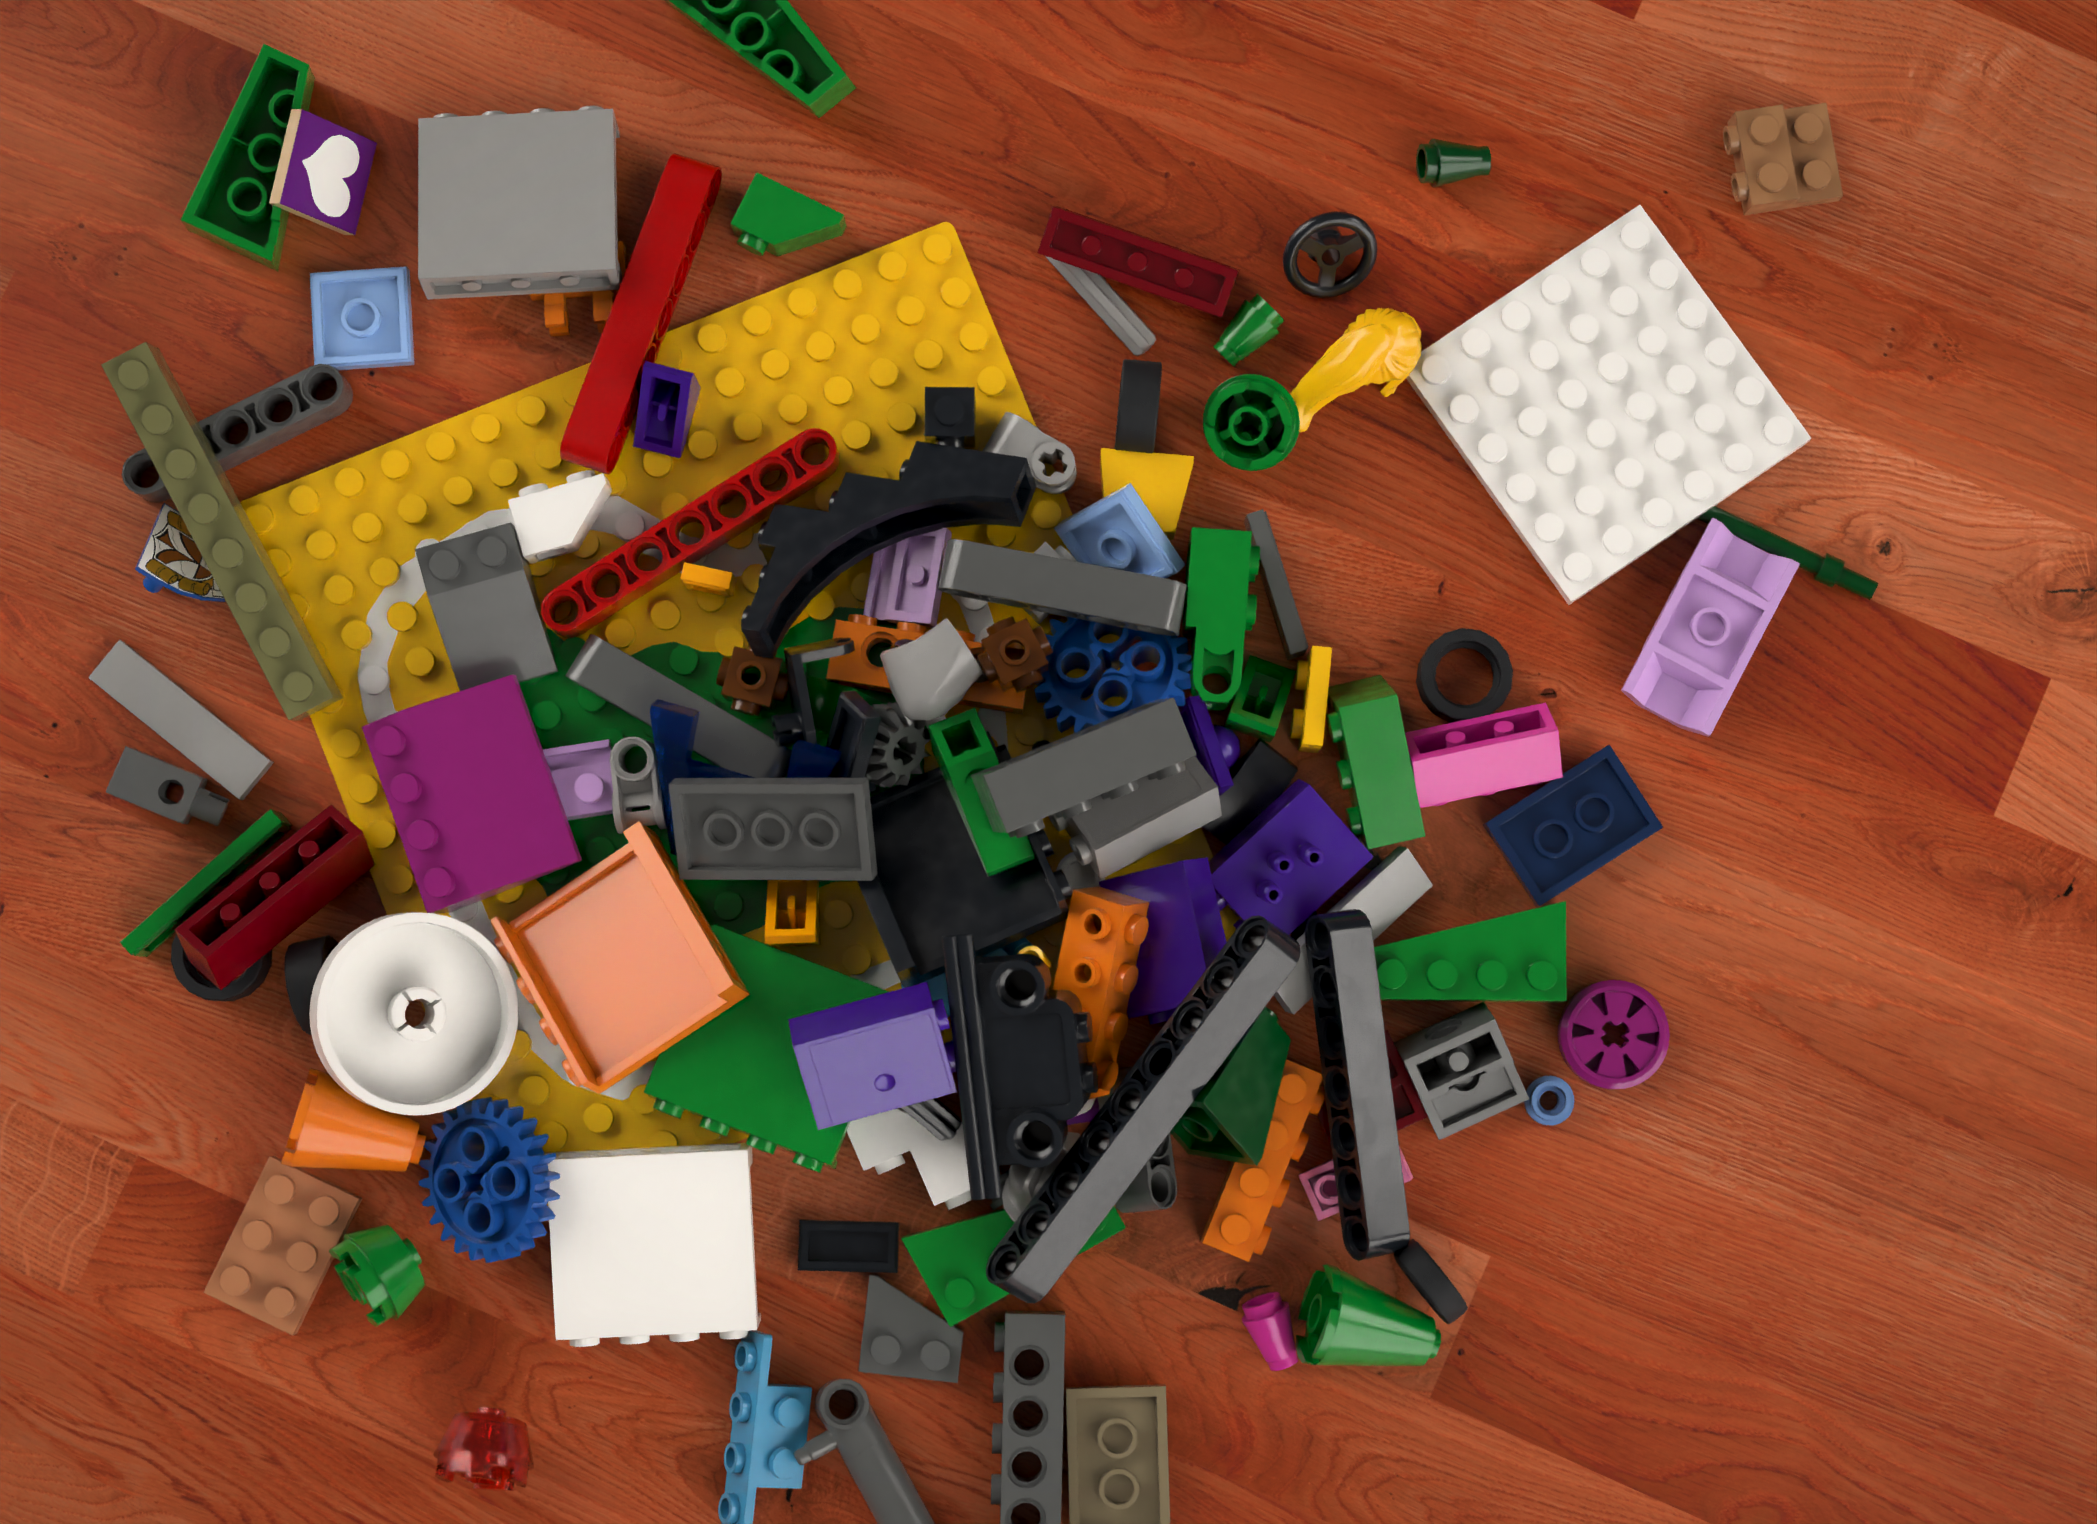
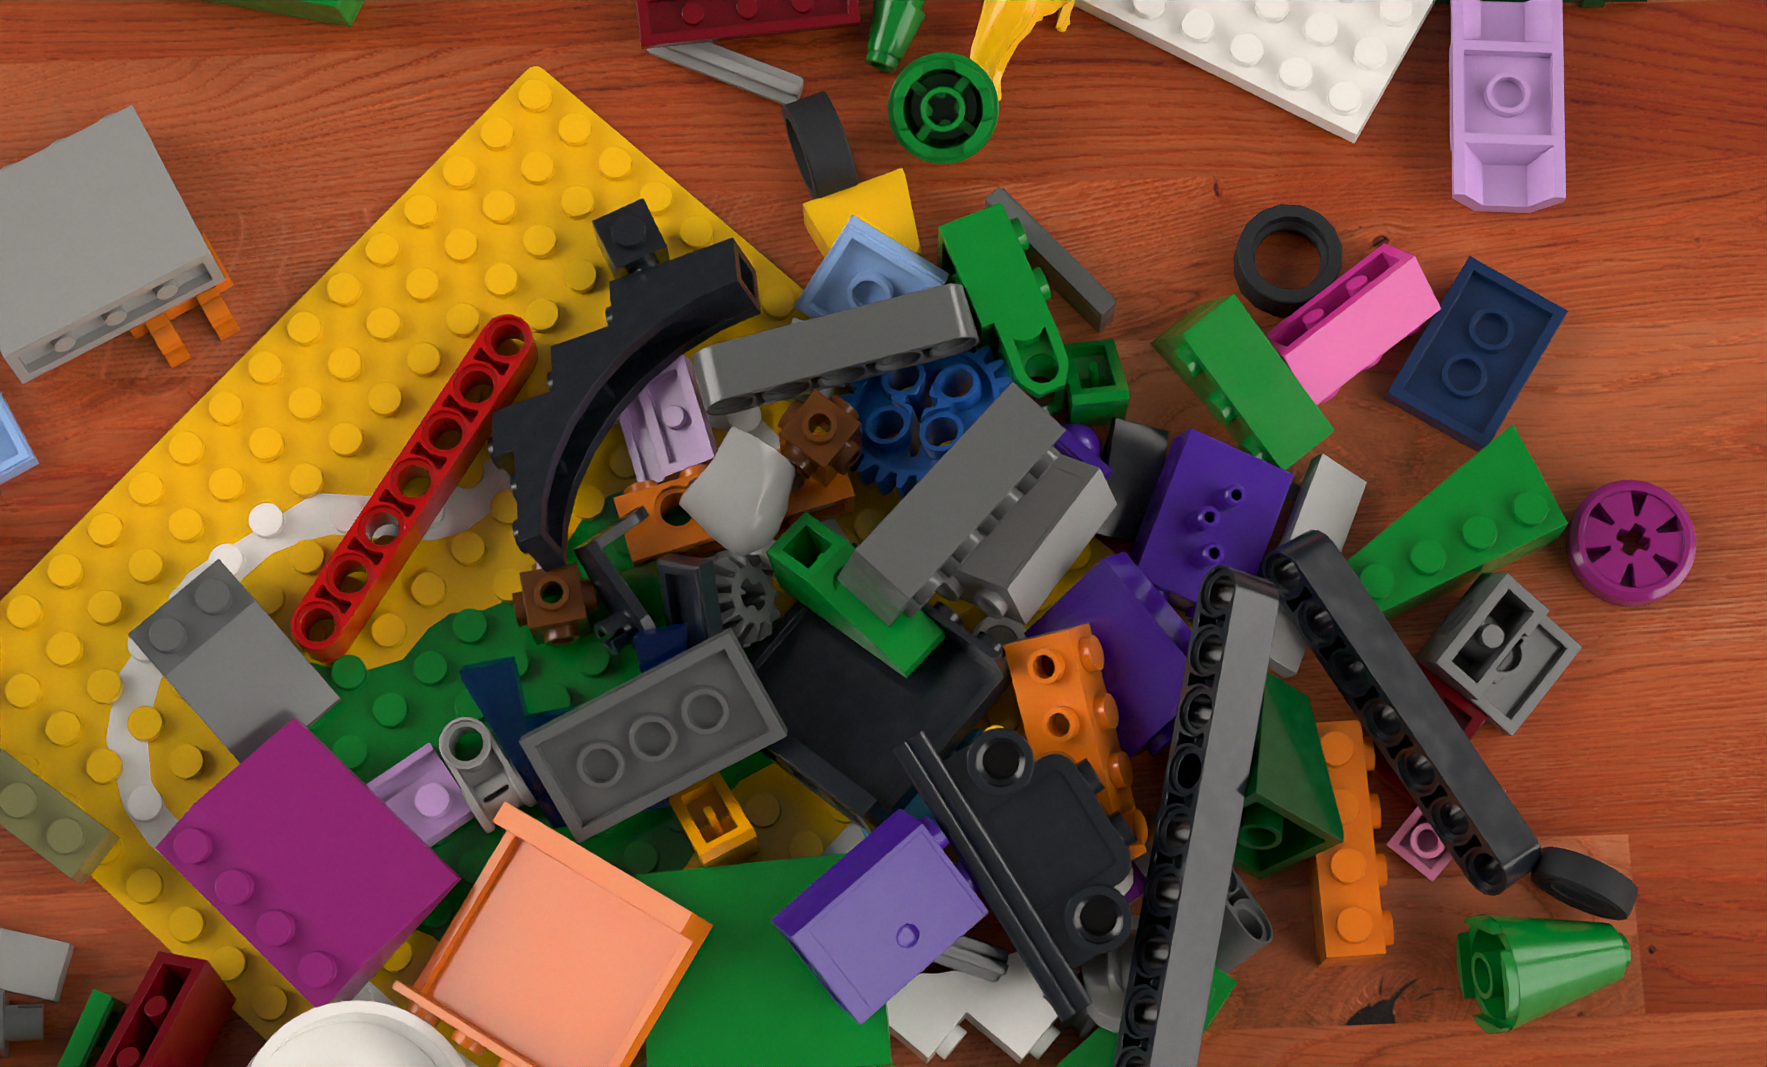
camera: 25 degrees left, 10 degrees down
(559, 517) = (267, 536): white slope -> none
(637, 686) = (429, 673): dark grey beam -> none
(641, 313) = (257, 297): red beam -> none
(665, 409) = (328, 373): dark purple slope -> none
(708, 580) = (457, 525): light orange tile -> none
(782, 220) = (362, 137): green slope -> none
(1022, 439) = (712, 226): light grey piece -> none
(1271, 1329) = (1443, 1020): dark pink cone -> none
(1313, 678) = (1140, 333): yellow plate -> none
(1564, 1104) = (1614, 631): medium blue plate -> none

